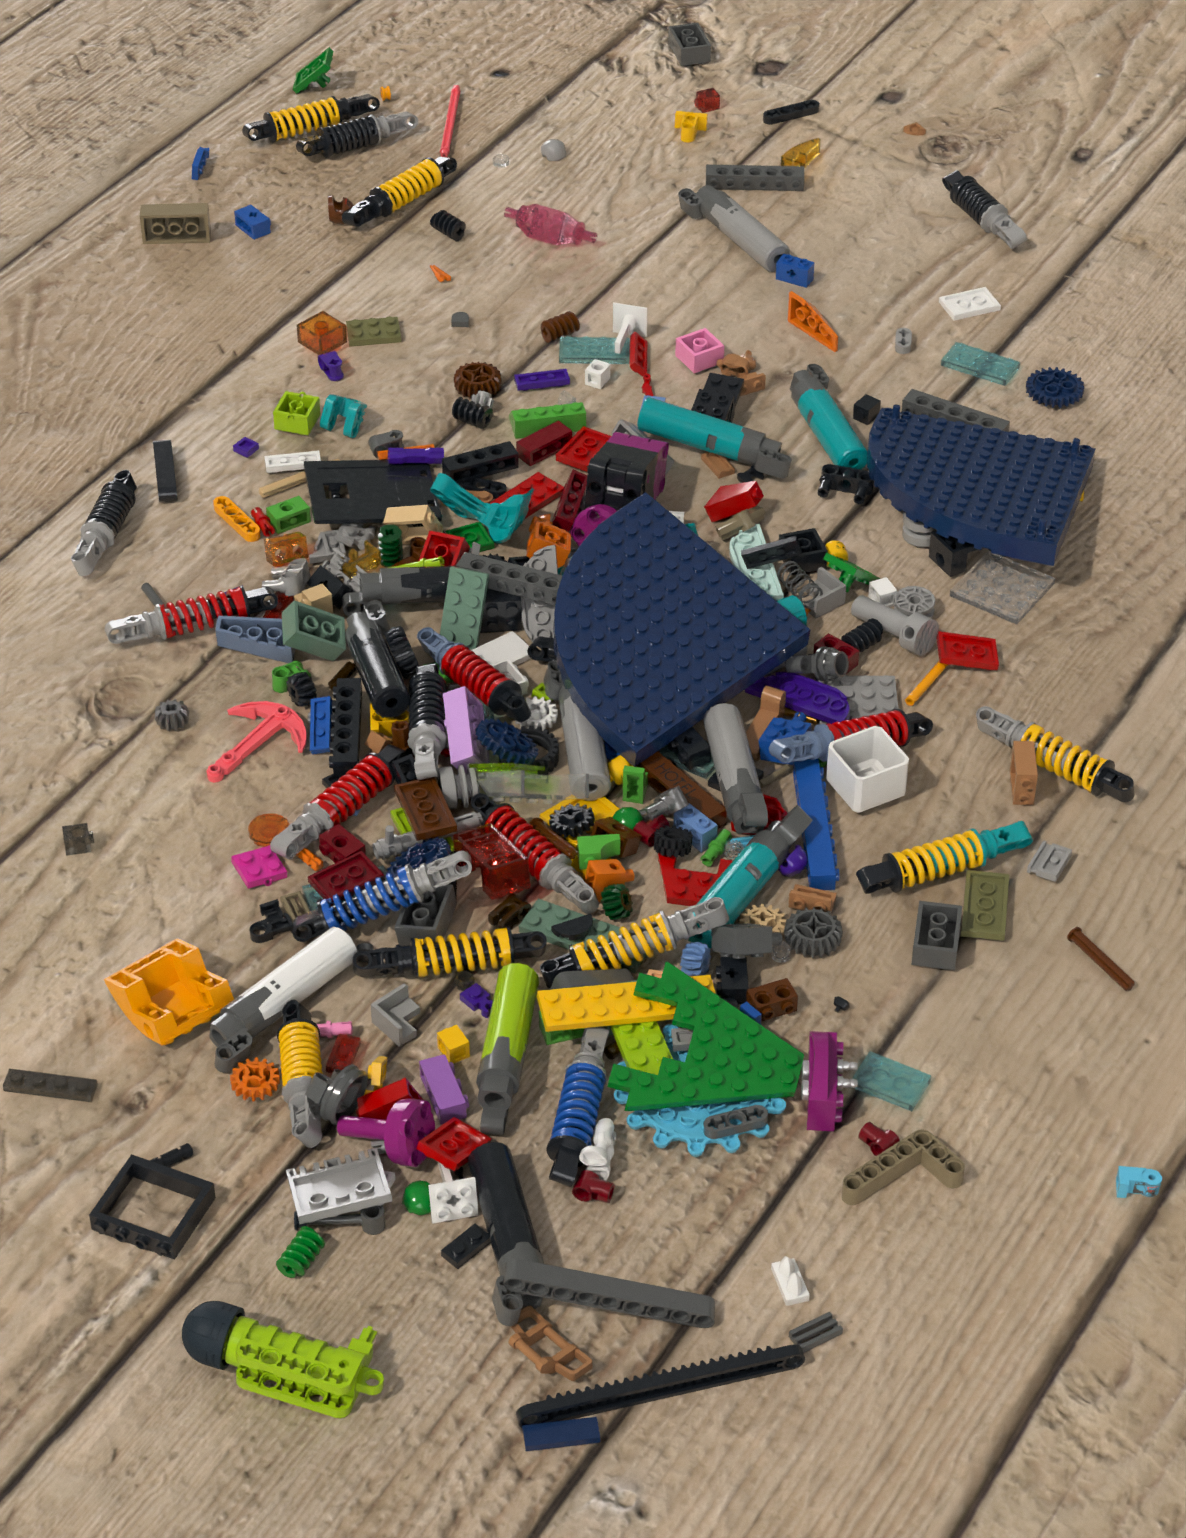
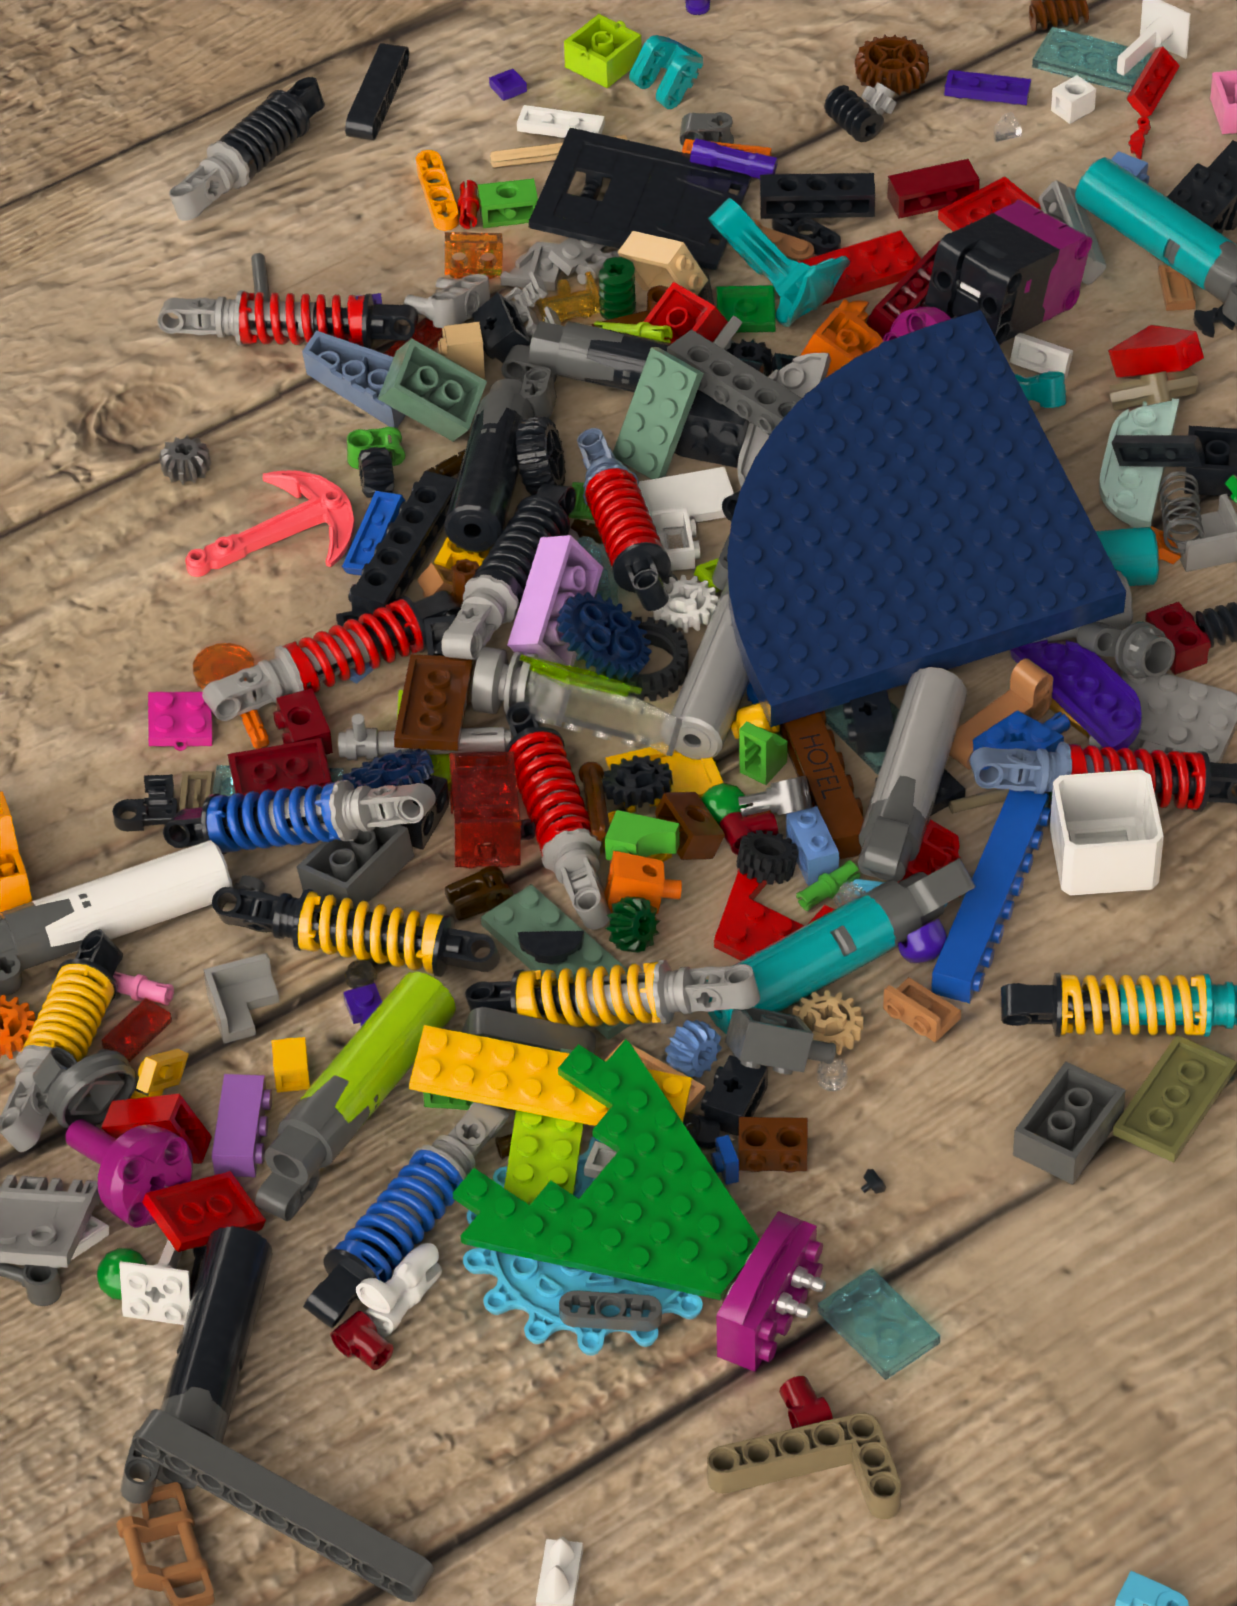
camera: 25 degrees right, 5 degrees up
(466, 1246) = (143, 1365): black plate -> none
(527, 421) = (989, 155): bright green slope -> none
(800, 933) = (892, 1059): dark grey gear -> none

